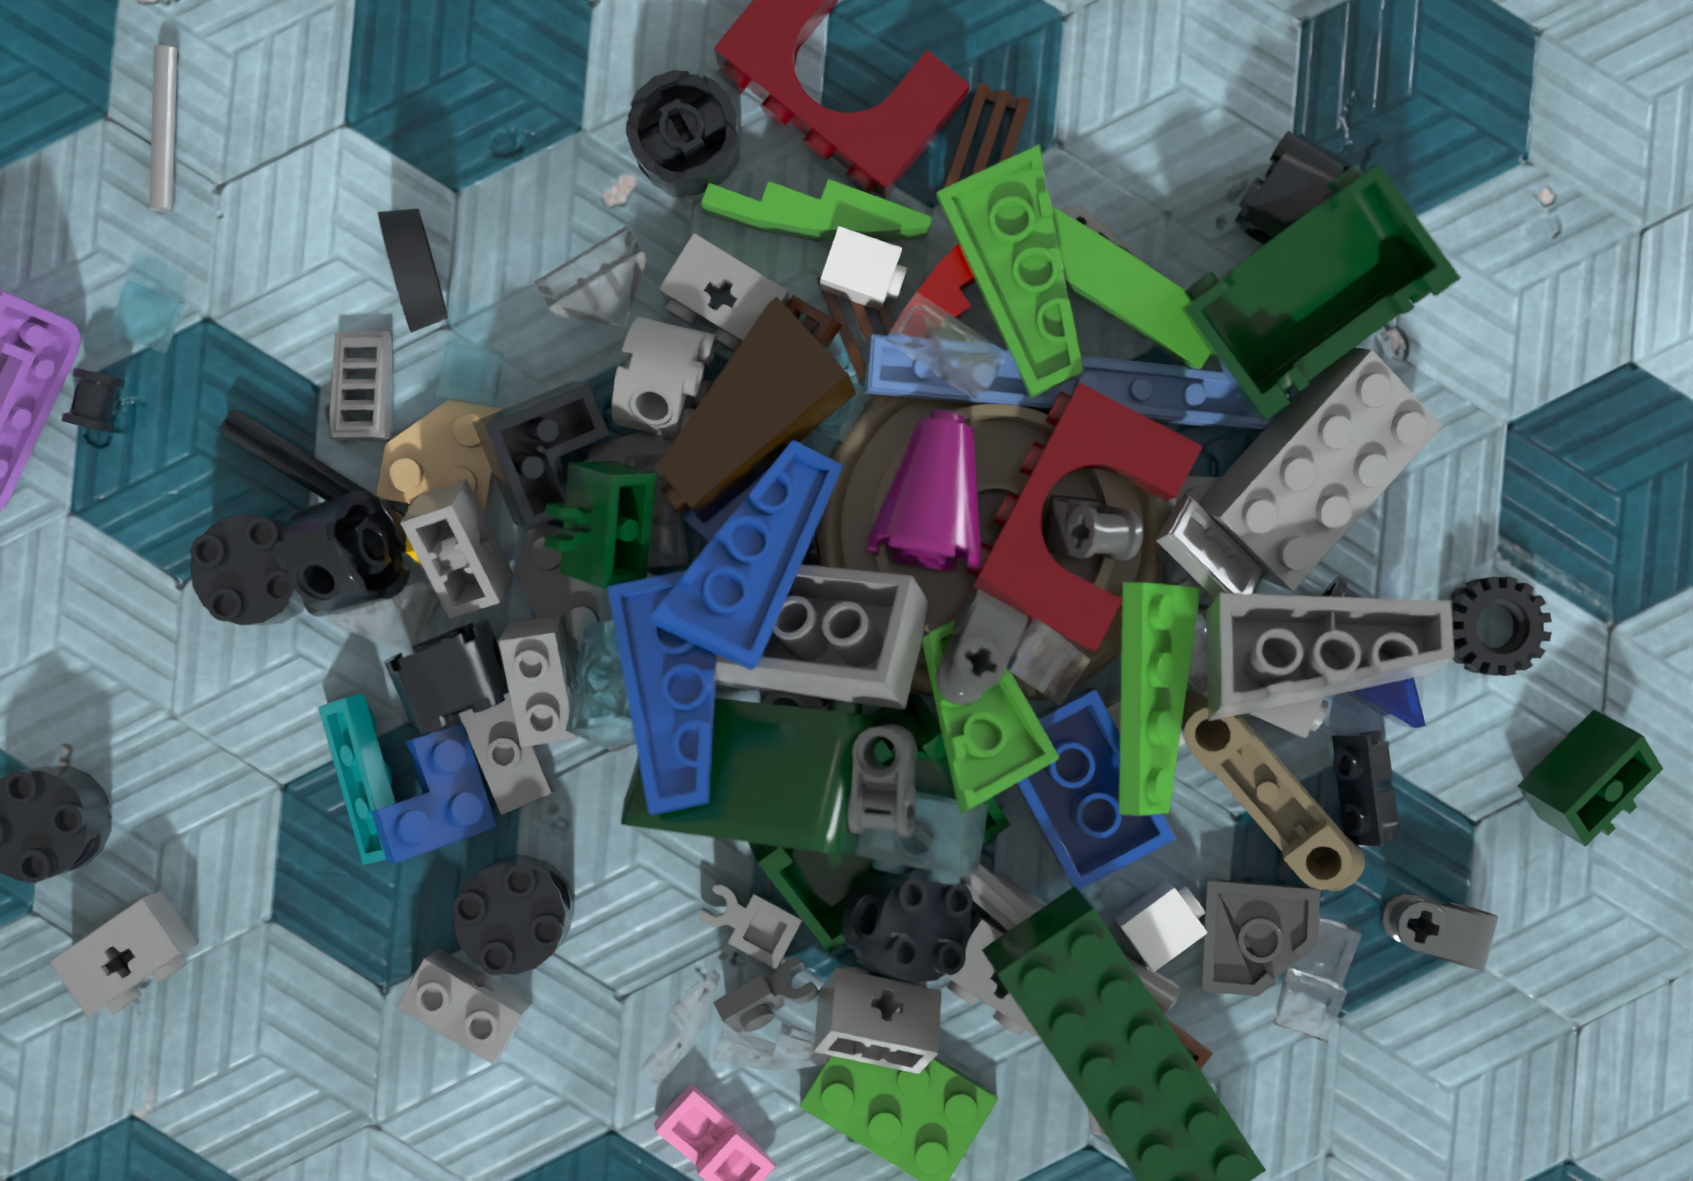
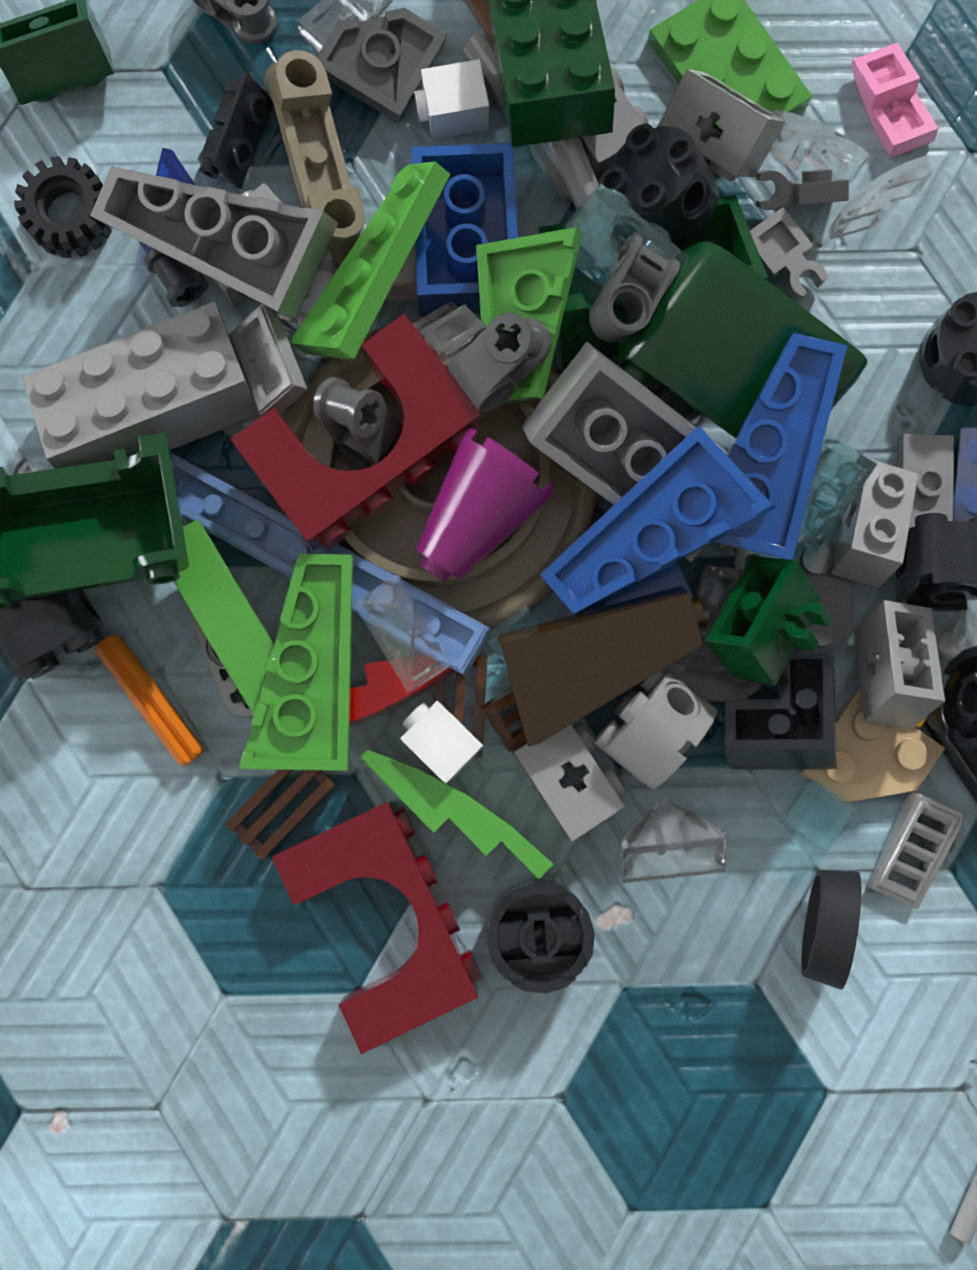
camera: 155 degrees left, 5 degrees down
(1162, 182) = (149, 700): none -> orange axle

